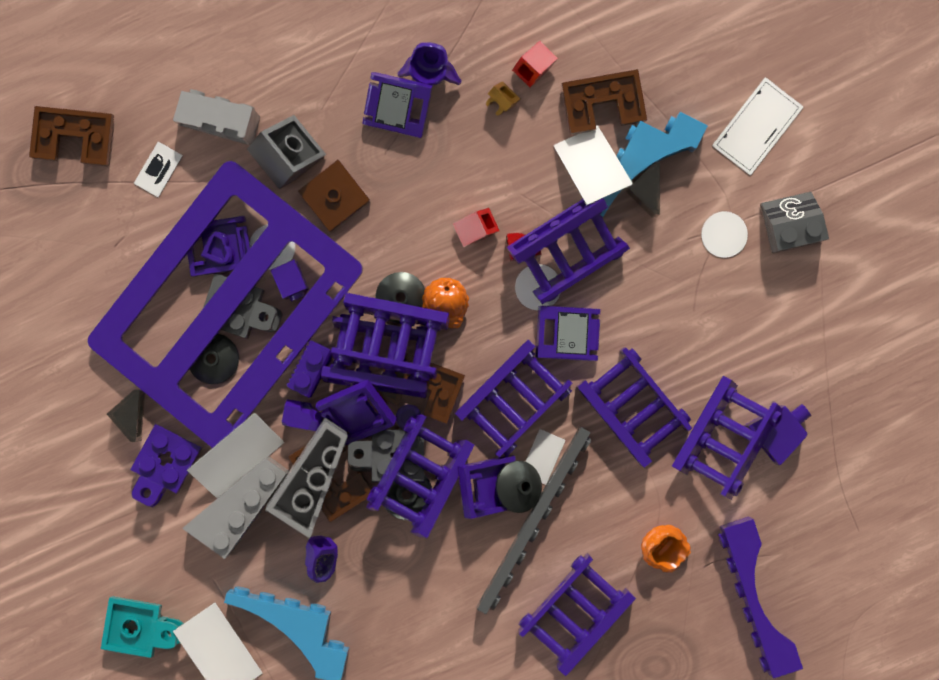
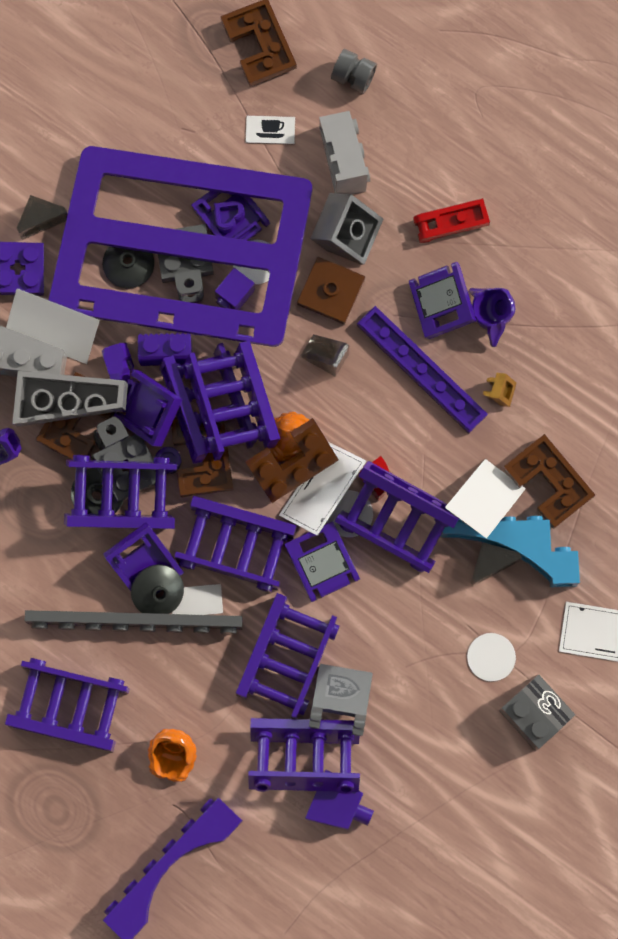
camera: 60 degrees right, 10 degrees down
(145, 66) = (353, 71): none -> dark grey wheel
(328, 55) = (452, 220): none -> red plate
(388, 231) = (326, 353): none -> clear smoke slope
(404, 283) = (287, 392): pearl dark grey dish -> none
(446, 156) = (422, 369): none -> dark purple tile
(476, 227) = (372, 428): brick -> none
(479, 331) = (314, 457): none -> reddish brown plate
(506, 298) = (320, 495): none -> white sticker
(534, 64) = (547, 401): brick -> none
(690, 378) = (341, 693): none -> flag

